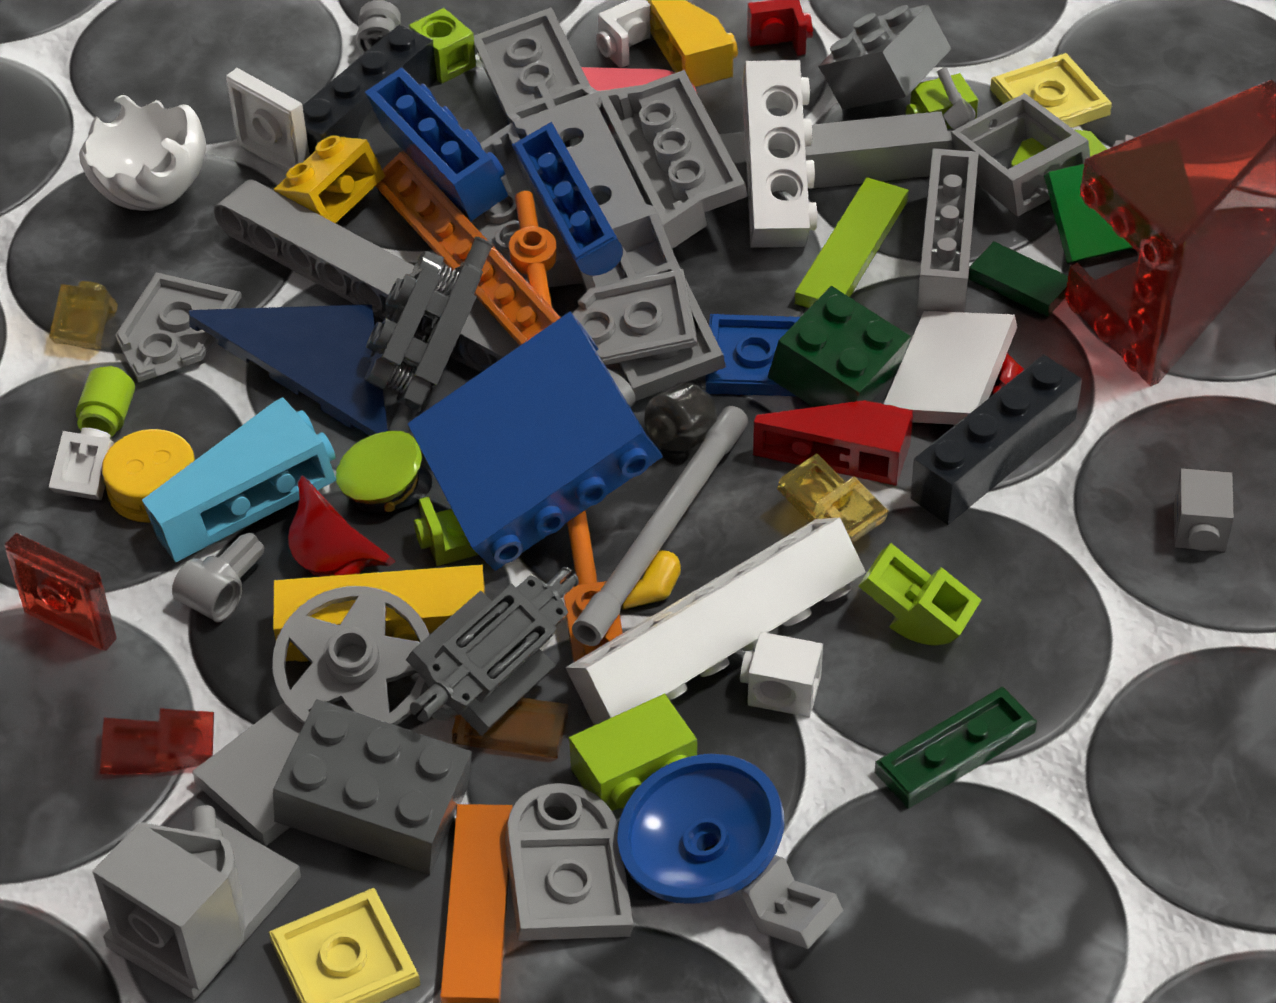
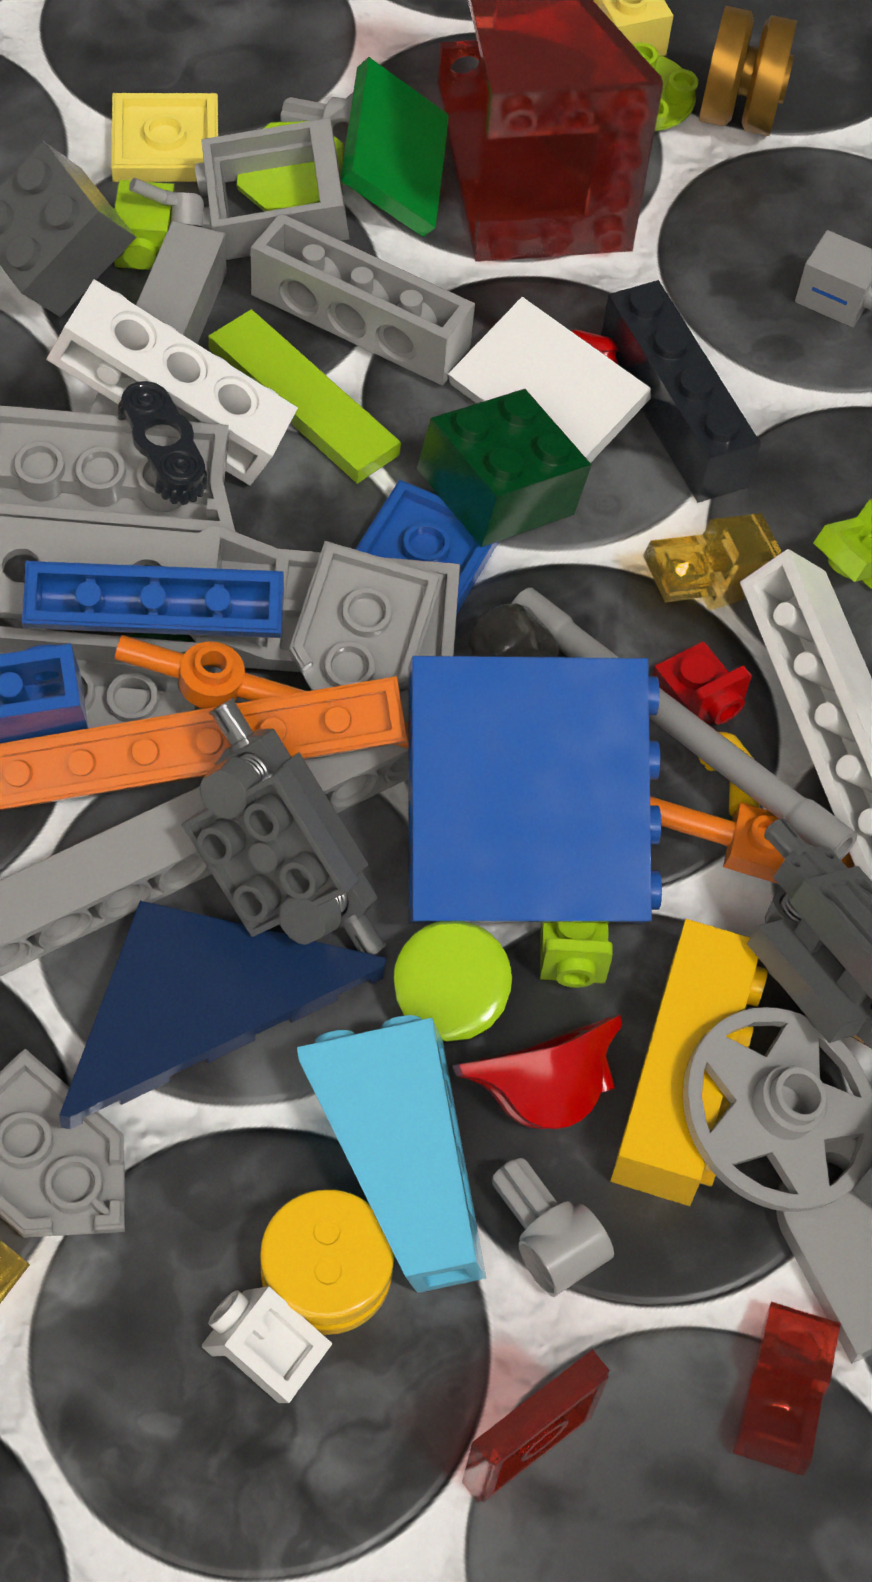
camera: 75 degrees left, 10 degrees up
(105, 400) = (158, 1281): lime brick -> none
(683, 166) = (177, 467): none -> black piece
(720, 540) = (704, 684): none -> red bracket
(851, 437) = (623, 503): red slope -> none
(1019, 278) = (454, 267): dark green tile -> none

